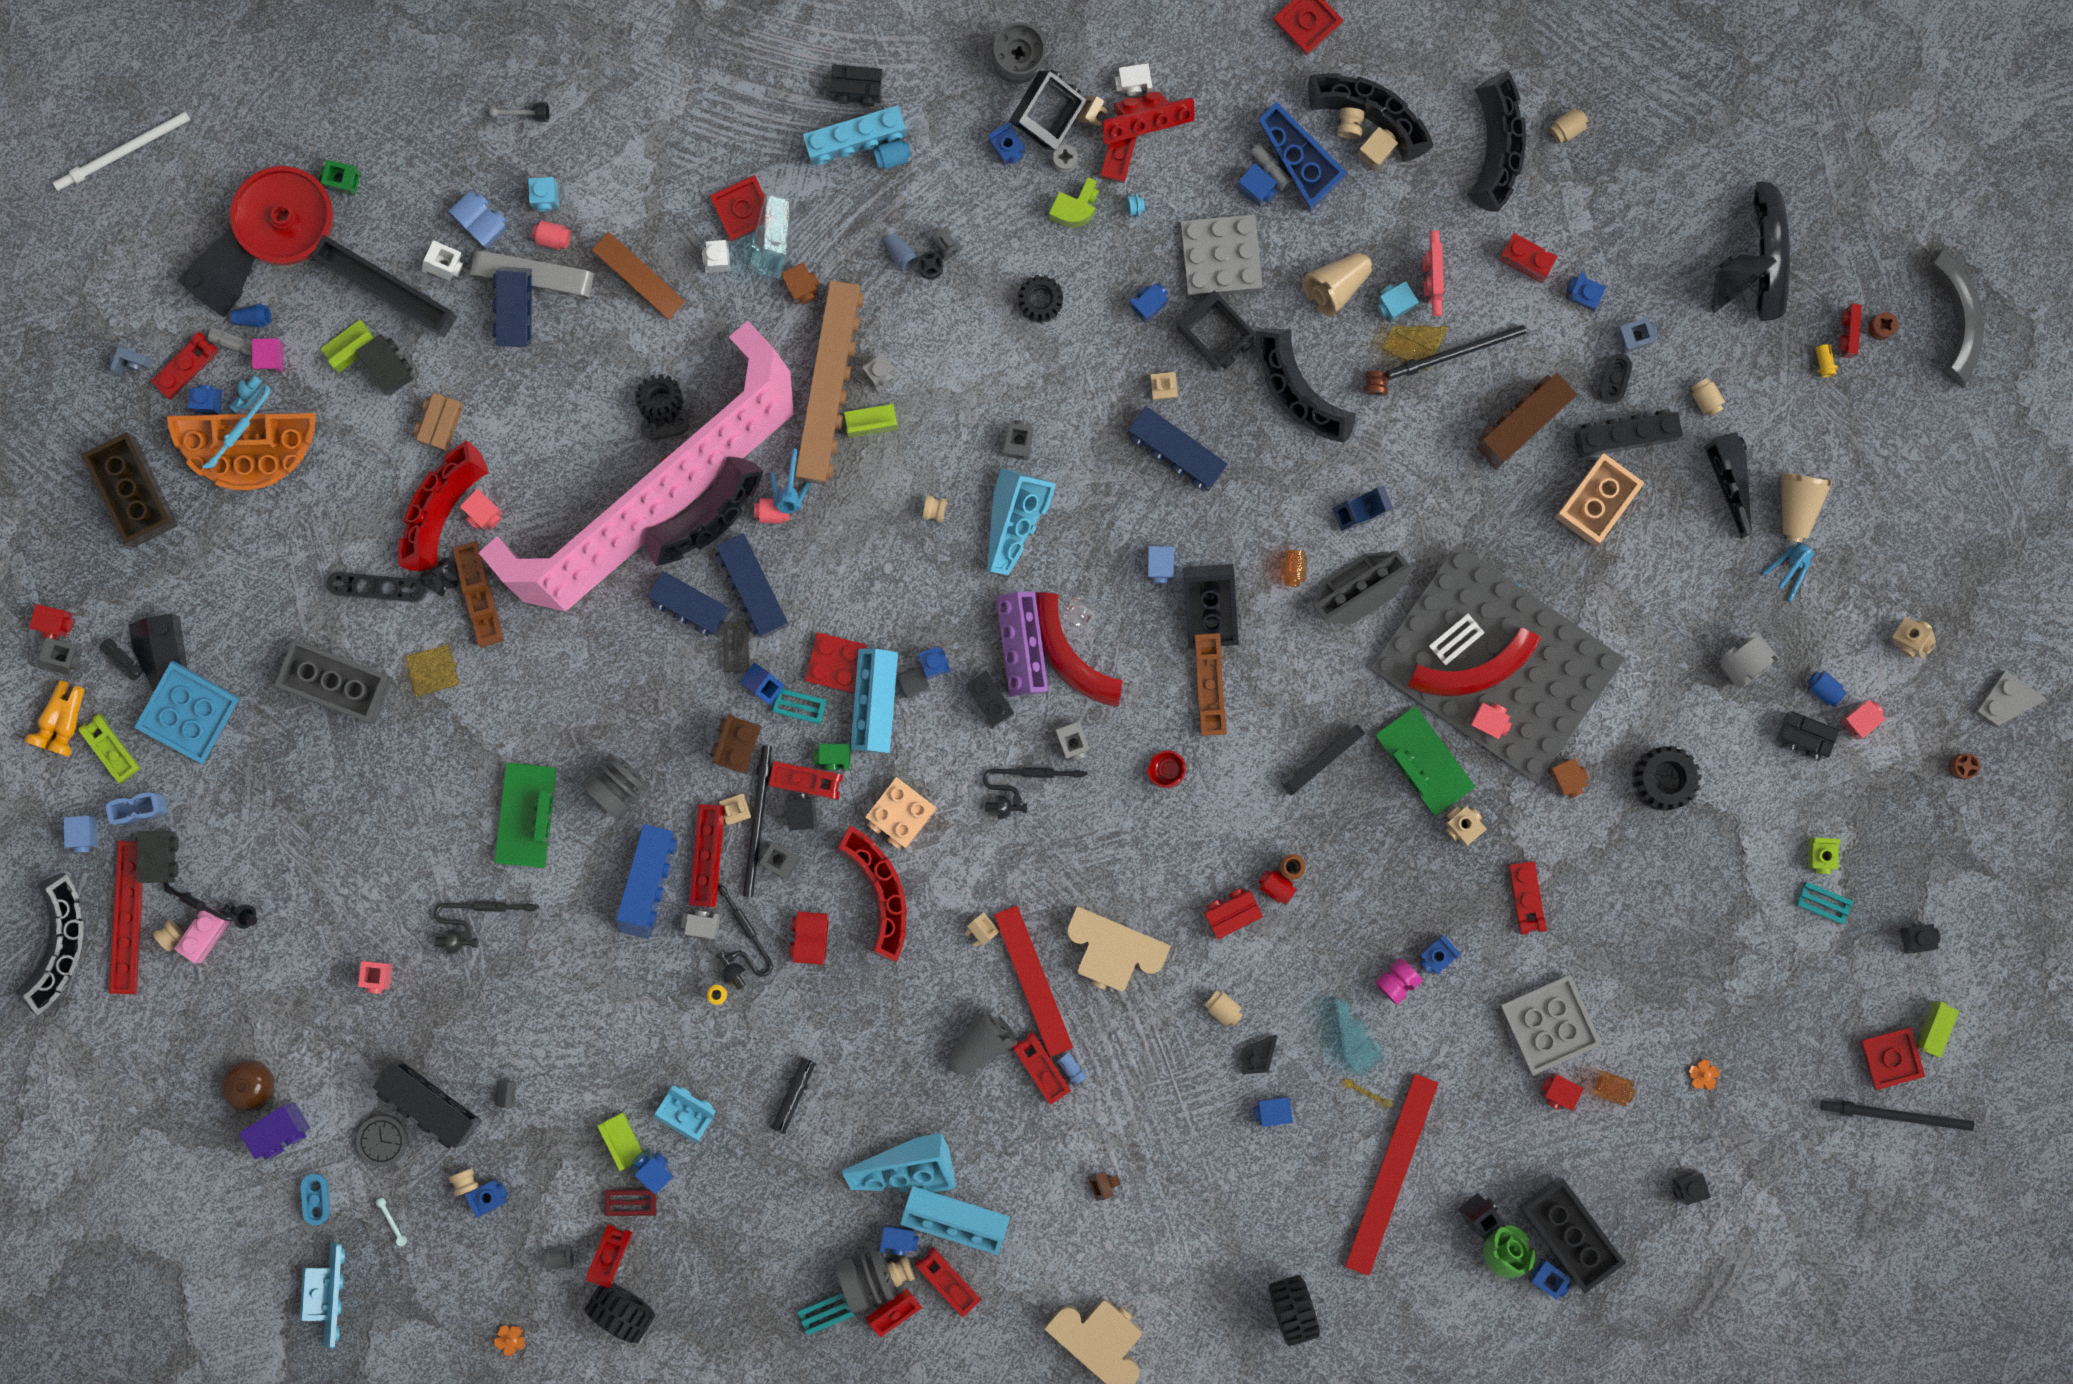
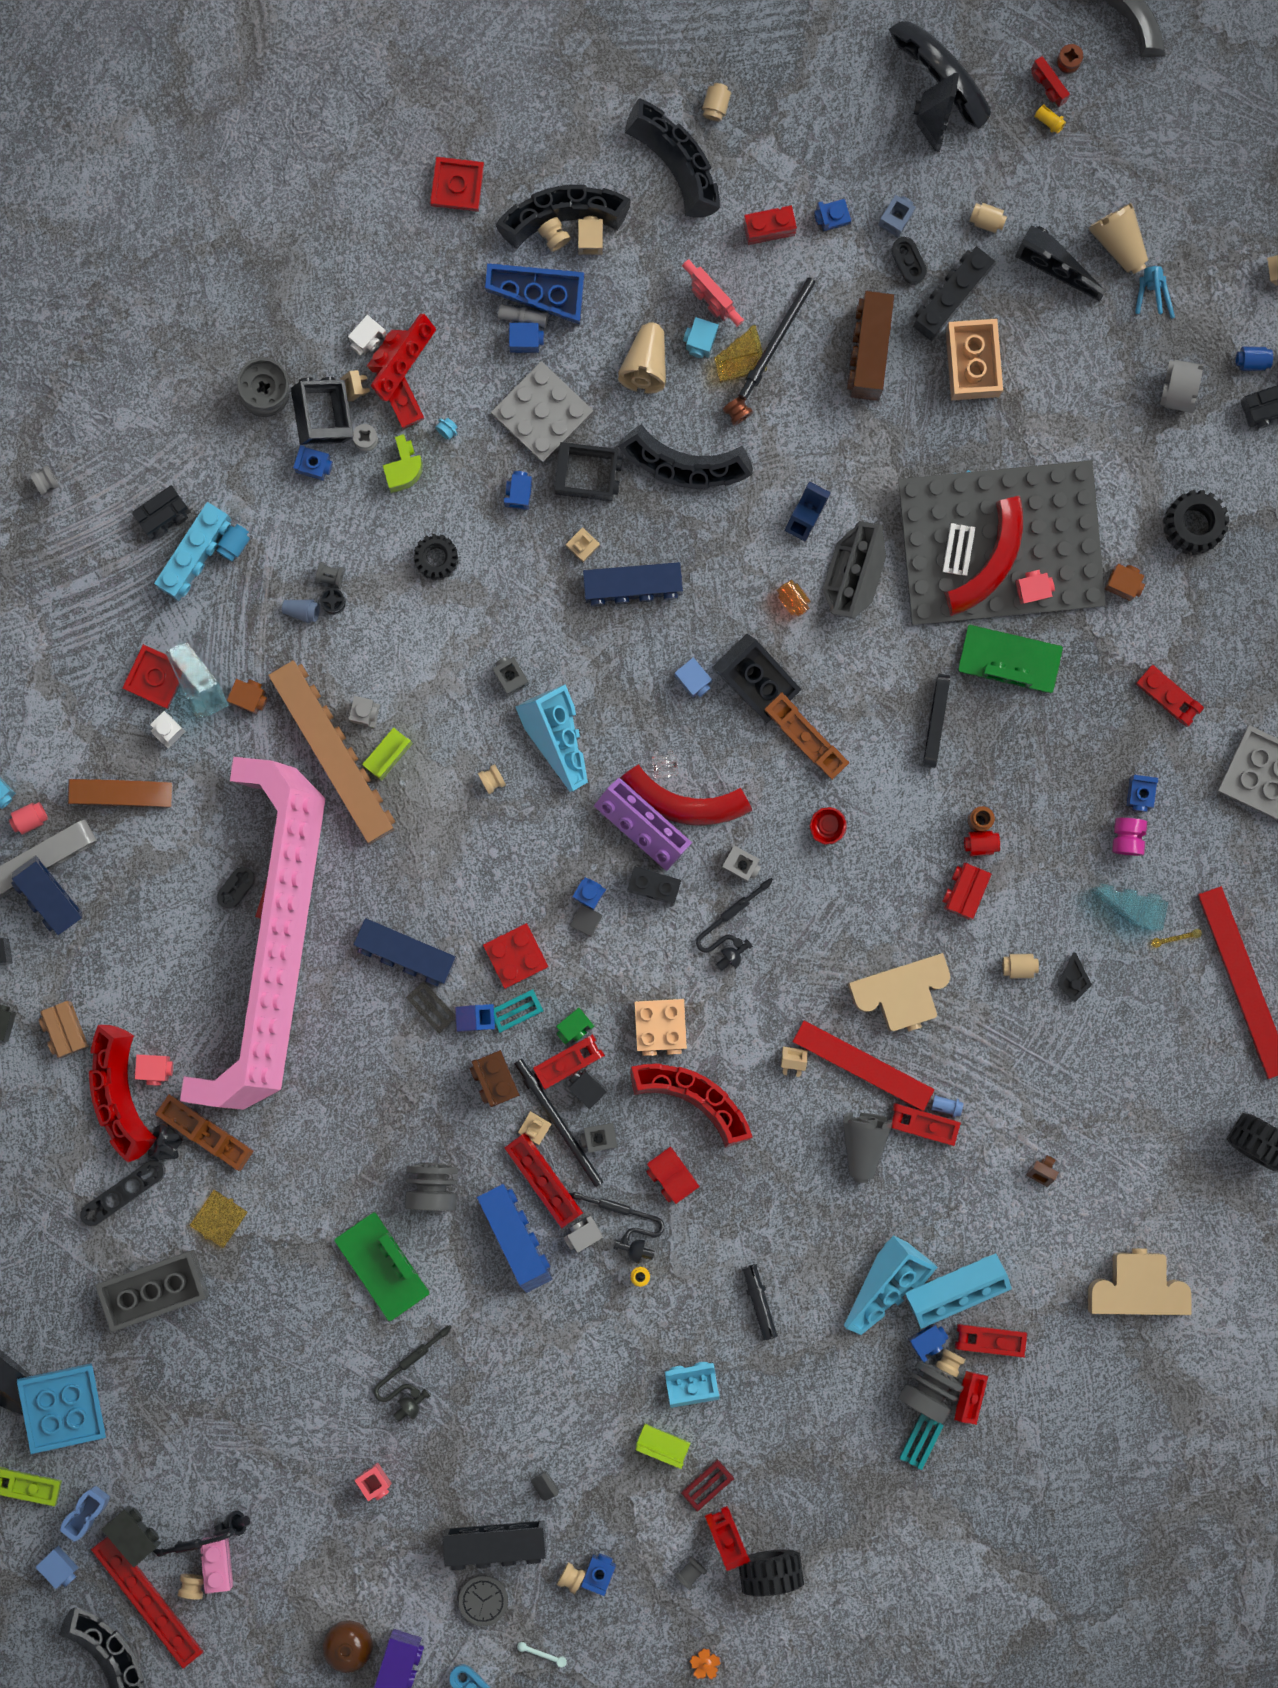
camera: 45 degrees left, 0 degrees up
(651, 1170) = (703, 1447): blue brick -> none
(655, 387) = (204, 865): black tyre -> none
(688, 604) = (368, 1006): dark blue brick -> none
(708, 517) = (328, 927): black brick -> none
(768, 513) = (371, 883): coral brick -> none
(787, 499) = (377, 864): dark azure plant -> none
(876, 701) = (569, 959): medium azure brick -> none
(1273, 1111) = (1120, 1010): blue brick -> none
(1473, 825) = (1087, 677): tan brick -> none

